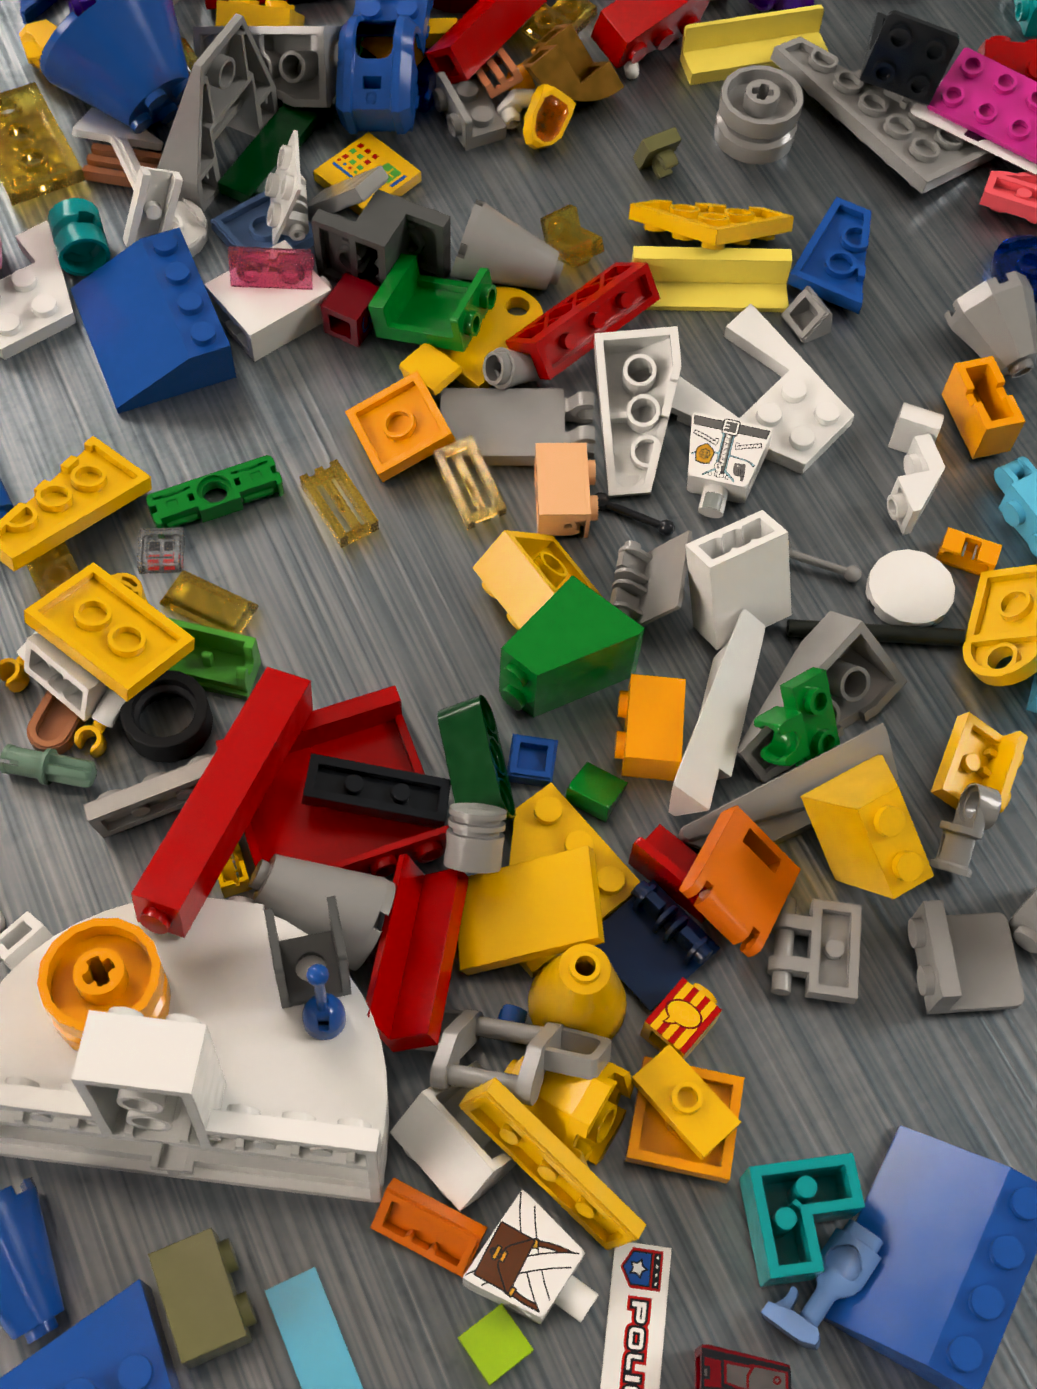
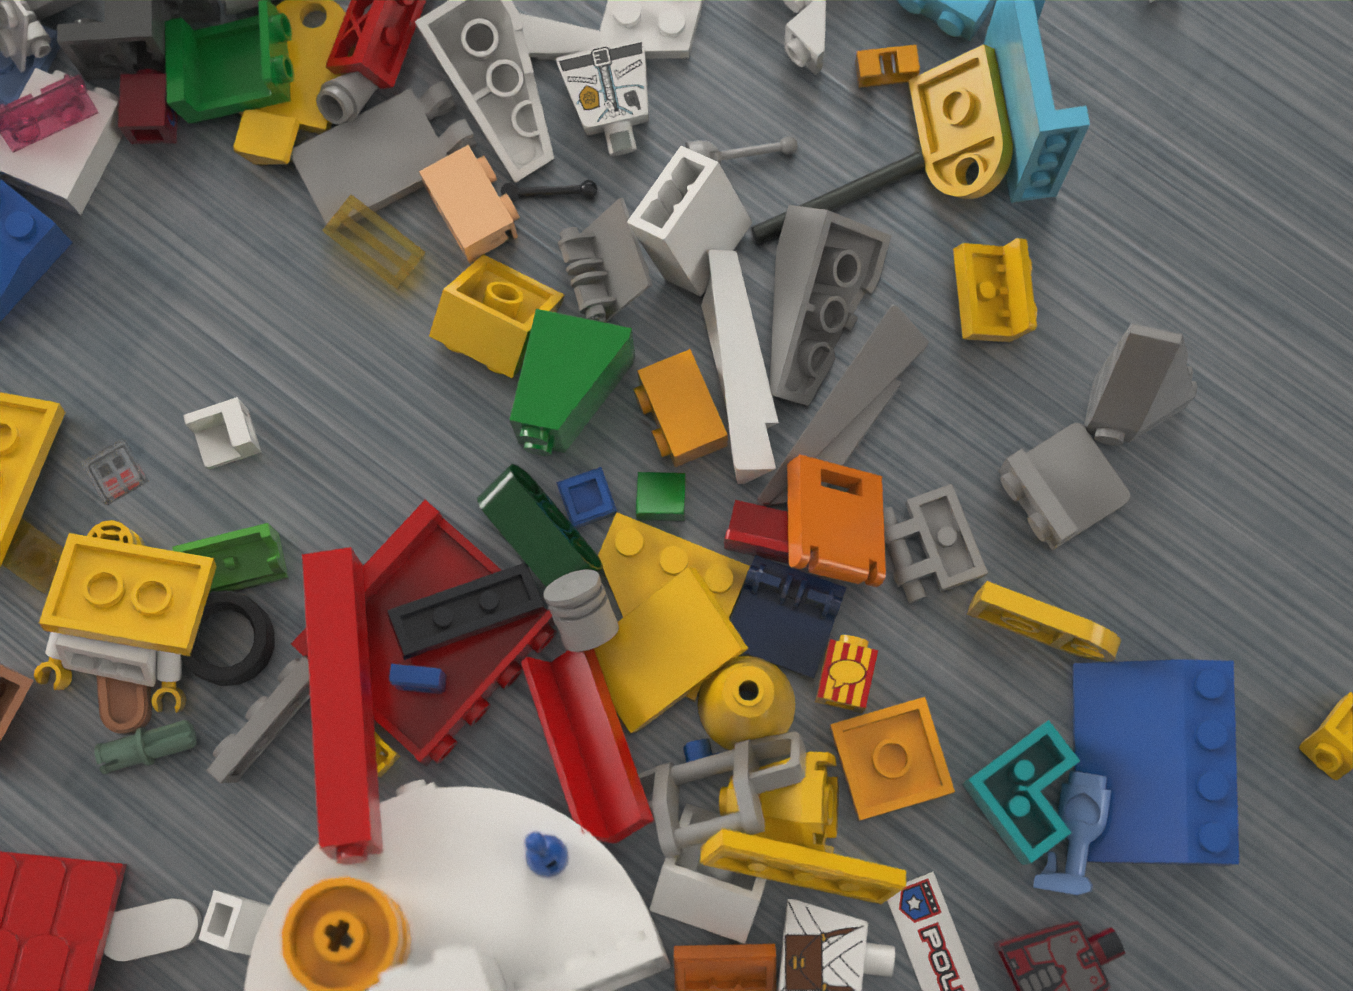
camera: 20 degrees left, 15 degrees up
(208, 603) = (194, 502): clear yellow tile -> none
(241, 482) = (107, 408): green piece -> none
(264, 561) = (223, 432): none -> white panel
(288, 952) = (482, 814): dark grey piece -> none
(300, 893) = (484, 746): light grey cone -> none
(304, 826) = (418, 678): none -> blue tile
(325, 478) = (225, 309): clear yellow tile -> none
(400, 426) = (273, 218): light orange plate -> none
(685, 1101) = (886, 747): yellow plate -> none
(804, 724) = (822, 340): green plate -> none
(868, 830) = (928, 413): yellow slope -> none
(890, 1066) = (1043, 623): none -> yellow tile
(910, 589) = (850, 134): white tile -> none
(975, 812) = (1012, 340): light grey connector -> none

